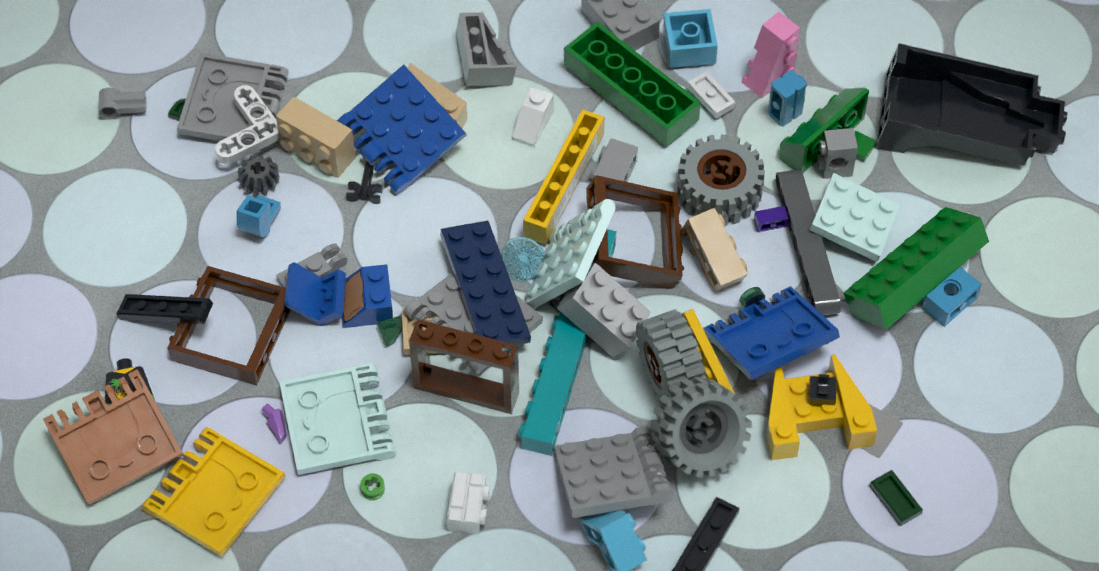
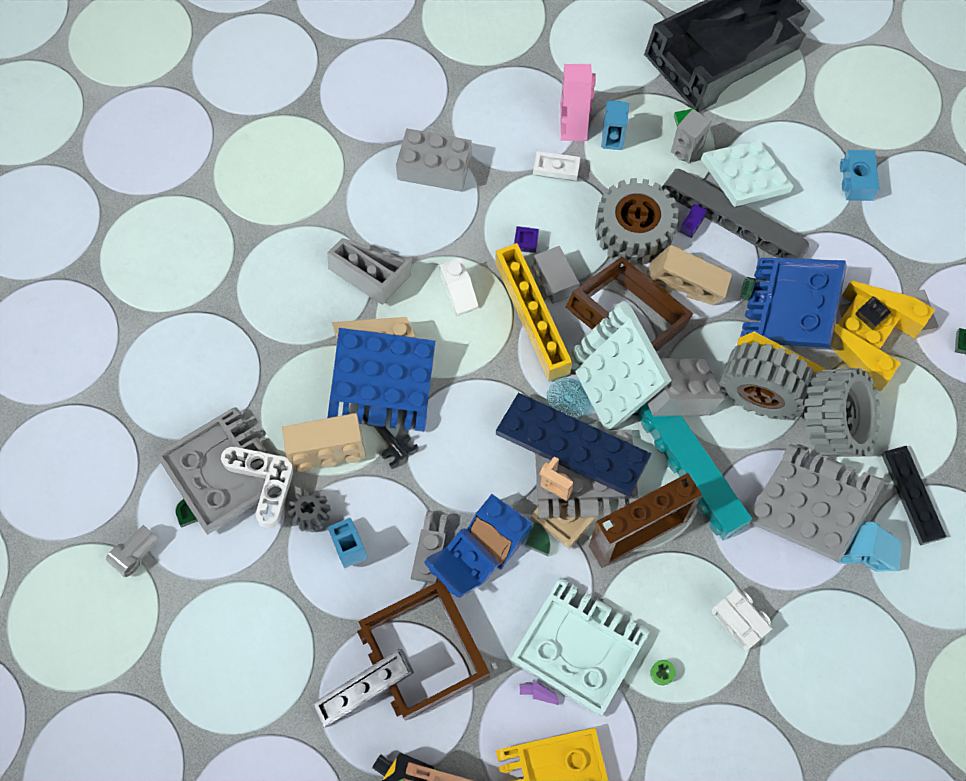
camera: 45 degrees left, 10 degrees up
(439, 289) = (555, 482): none -> light nougat bracket
(623, 126) = (526, 238): none -> dark purple plate
(632, 83) = (499, 202): green brick -> none
(690, 38) = (501, 136): medium azure brick -> none
(841, 112) = (658, 126): green slope -> none
(916, 267) = (826, 174): green brick -> none

